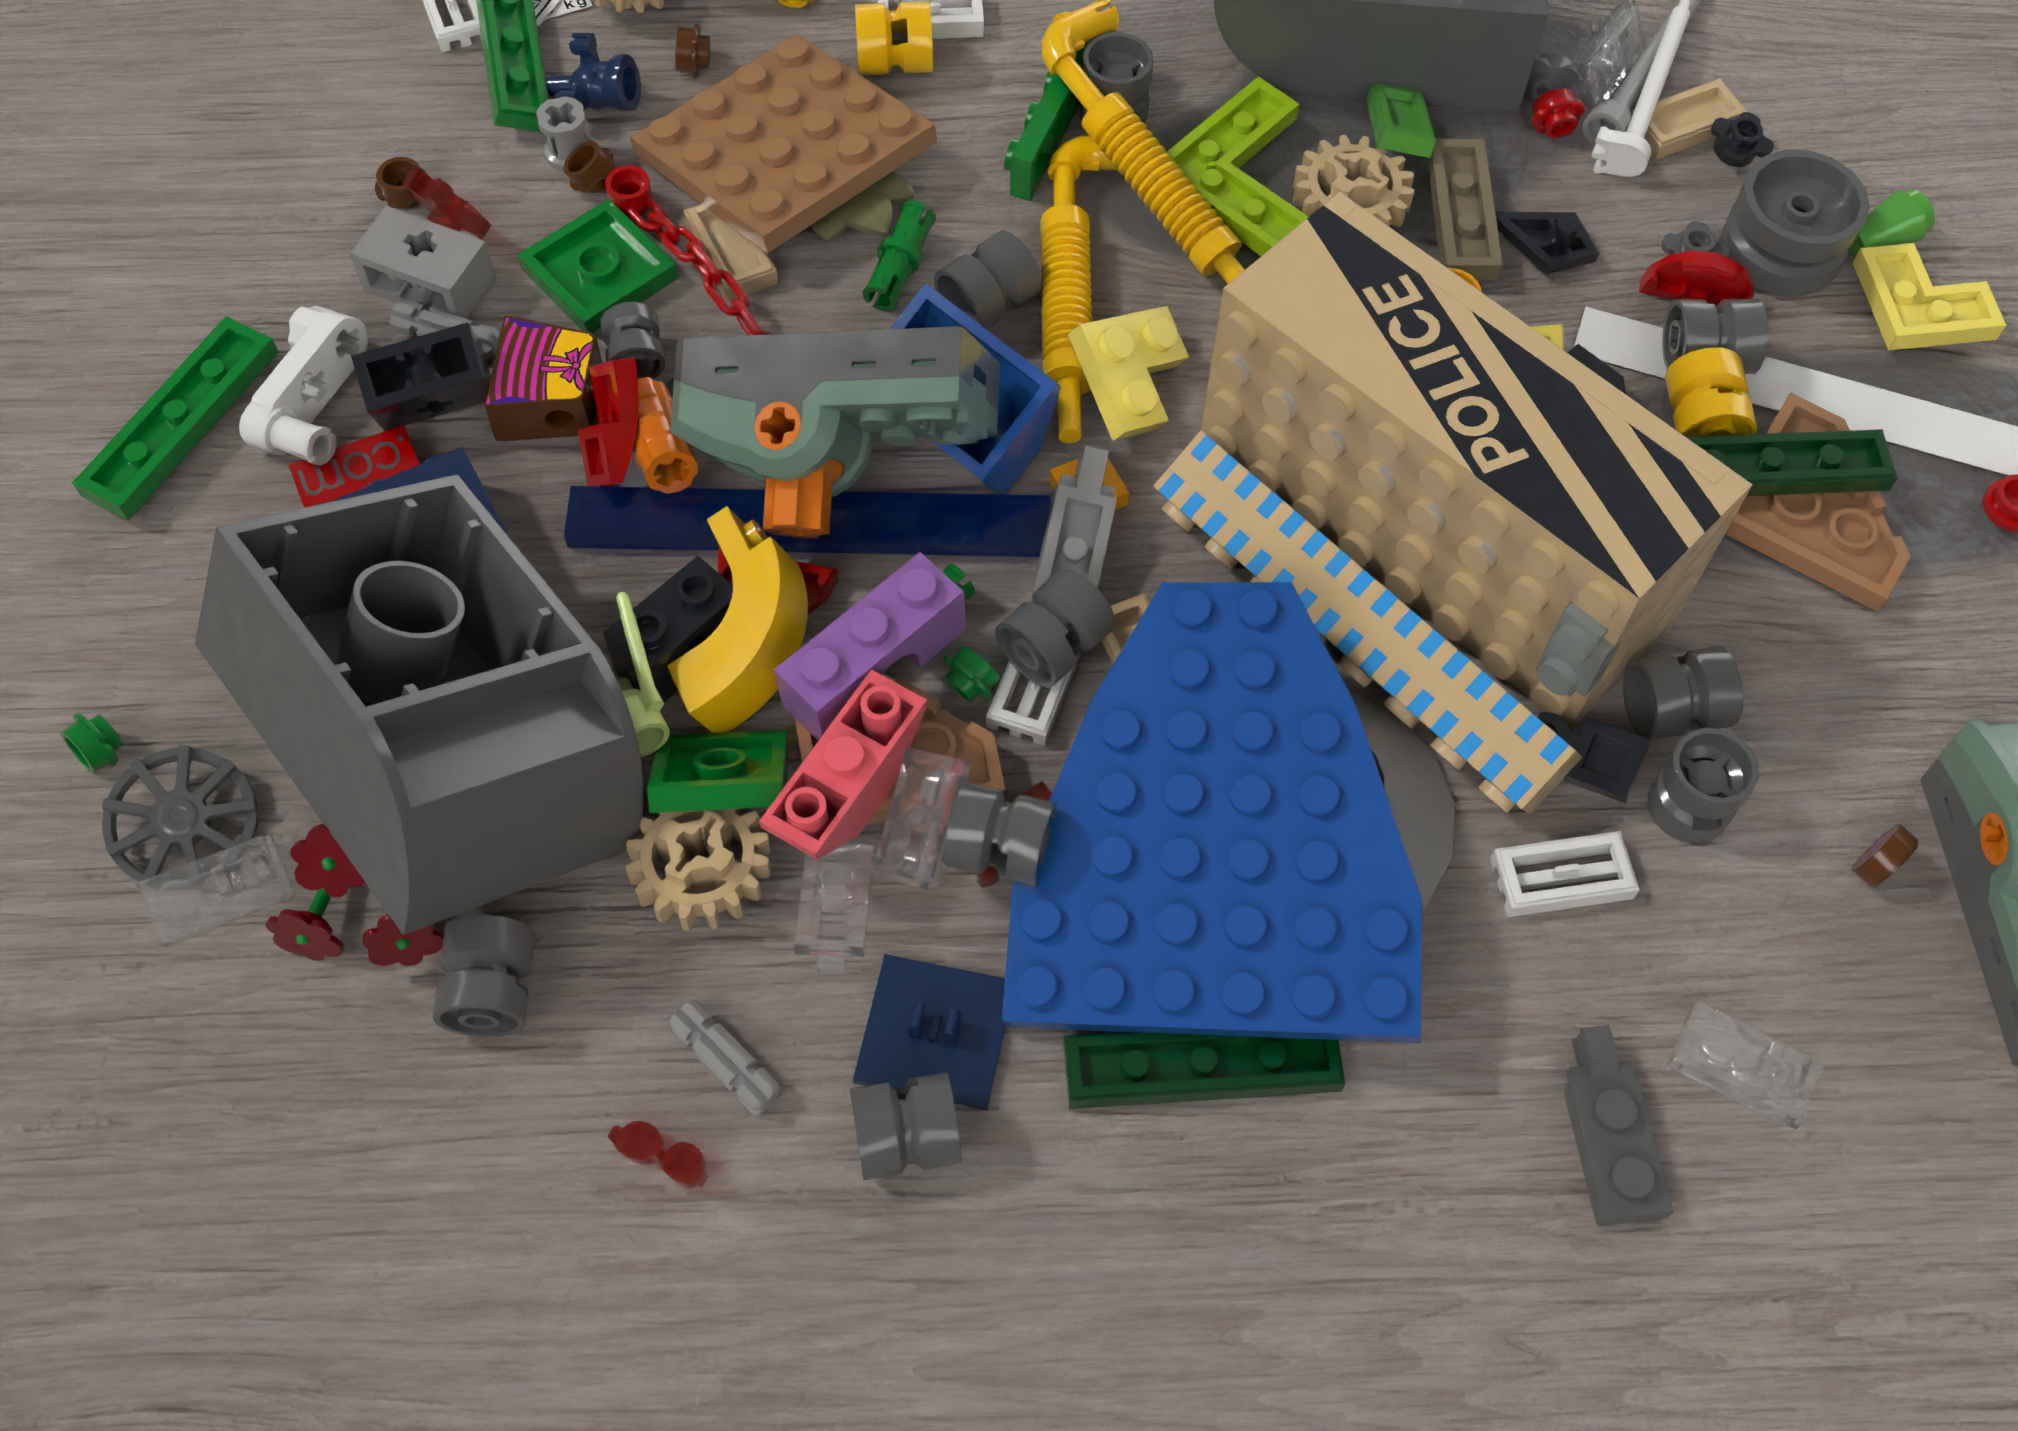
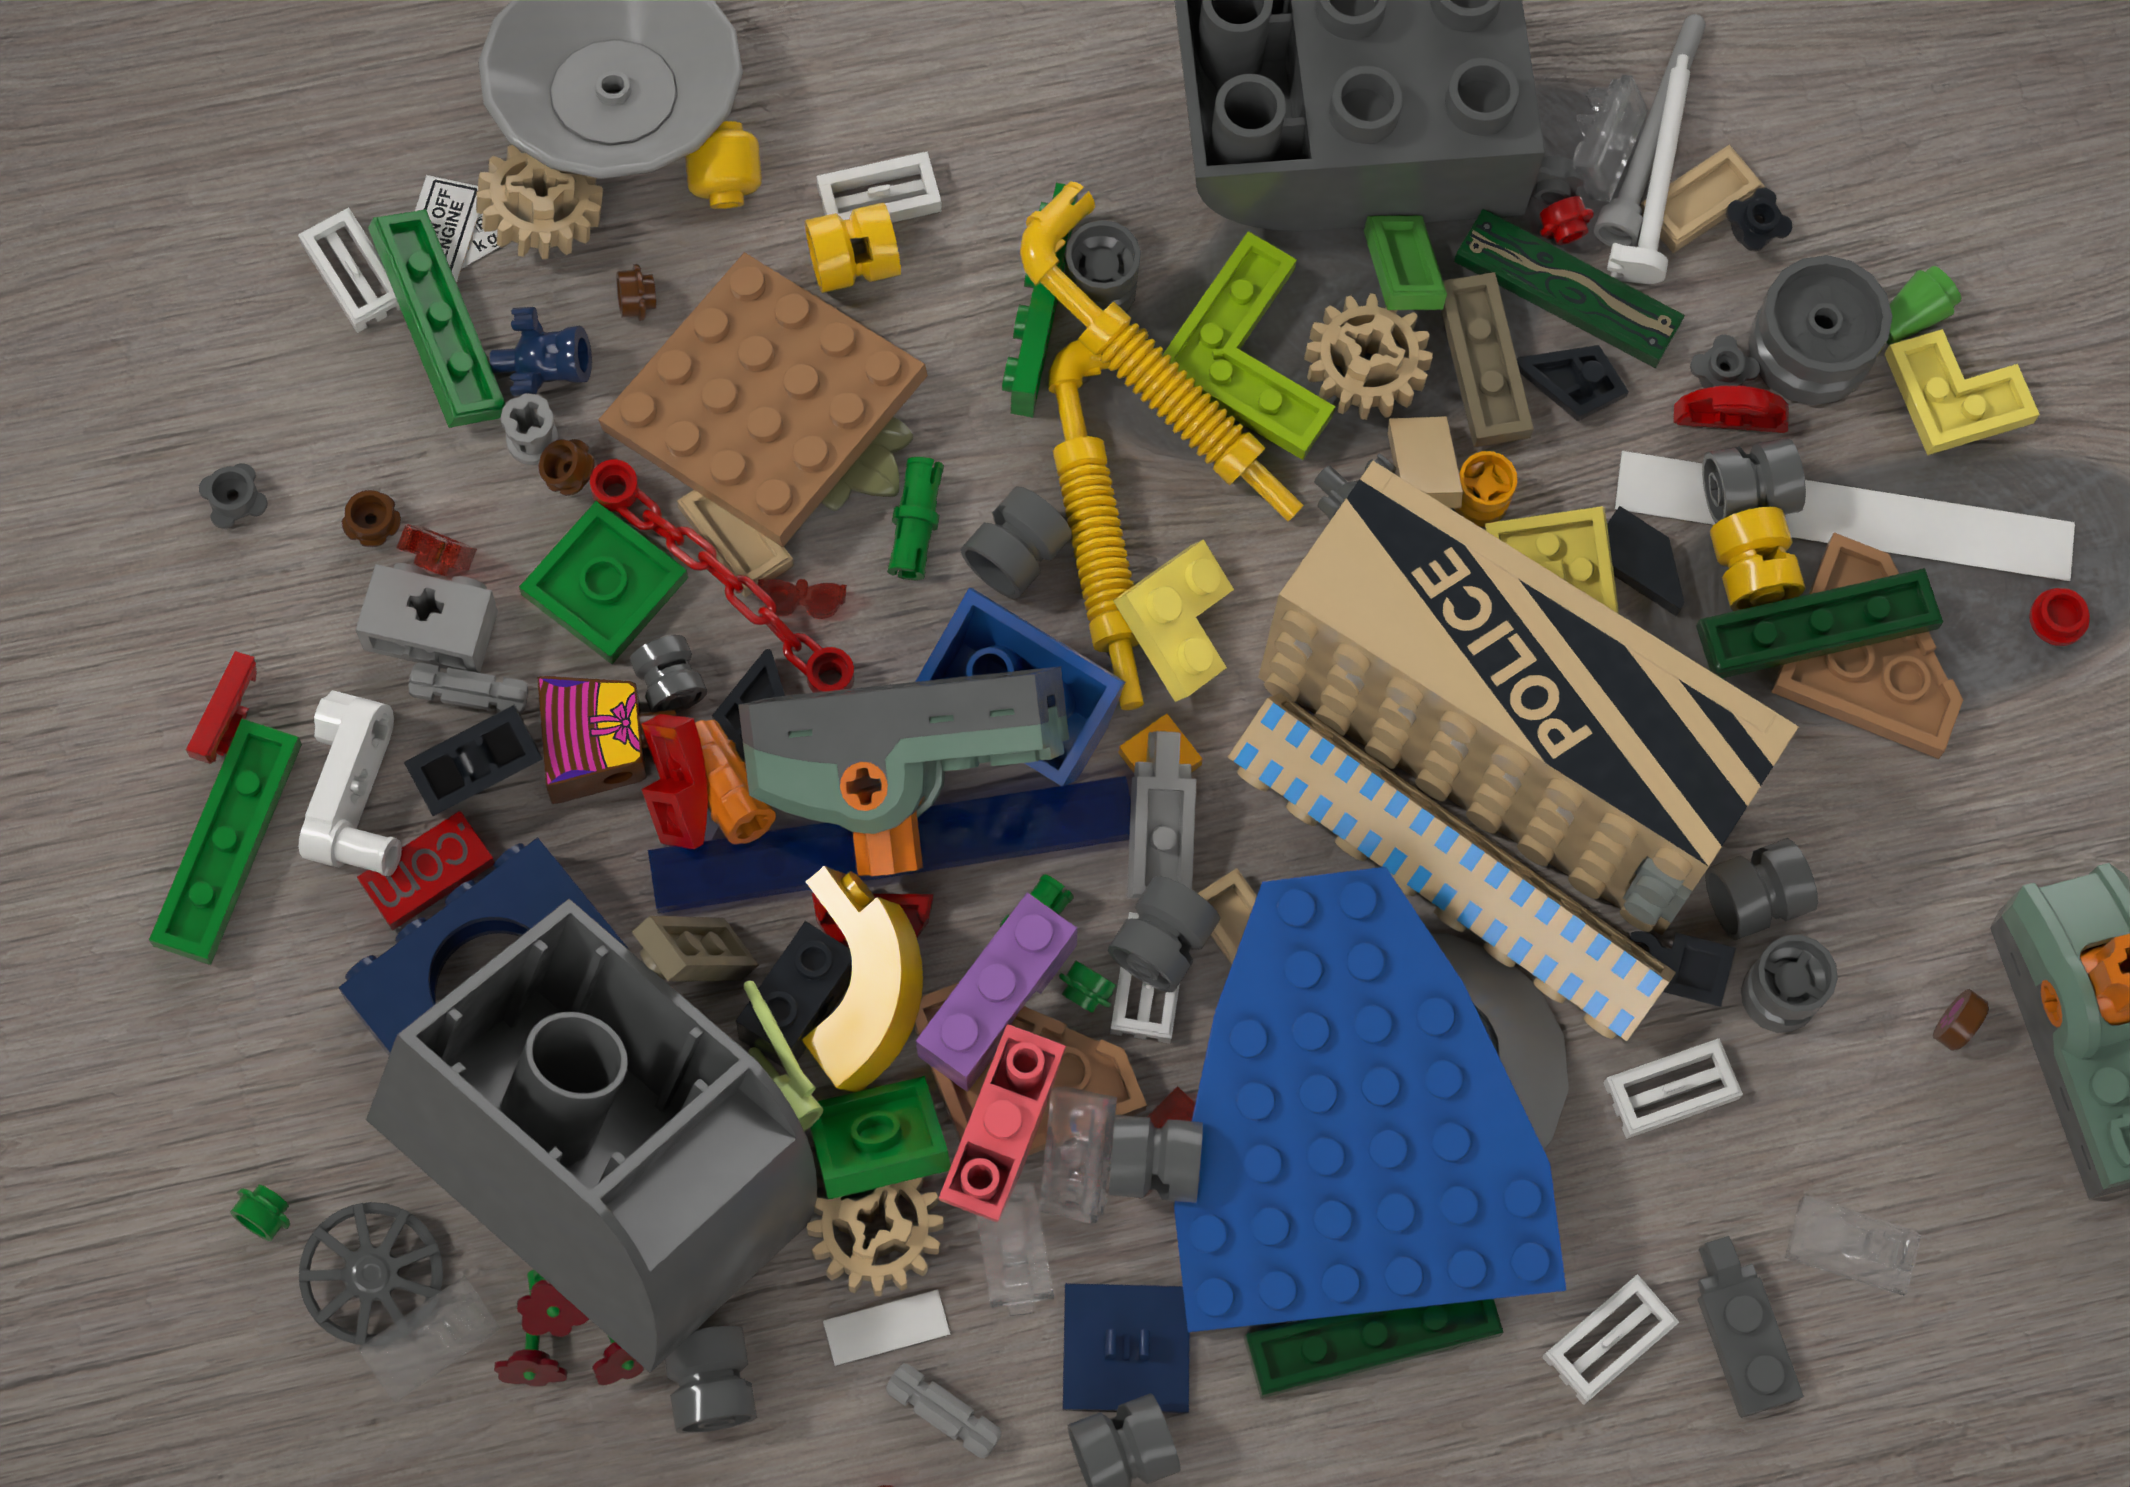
camera: 15 degrees left, 10 degrees up
(208, 305) = (224, 711): none -> red tile
(286, 148) = (227, 480): none -> dark grey plate
(572, 553) = (693, 949): none -> dark tan plate
(688, 966) = (886, 1327): none -> white sticker
(793, 310) = (819, 599): none -> clear red piece
(1416, 1143) = (1571, 1373): none -> white tile
(1556, 170) = (1569, 288): none -> dark green tile

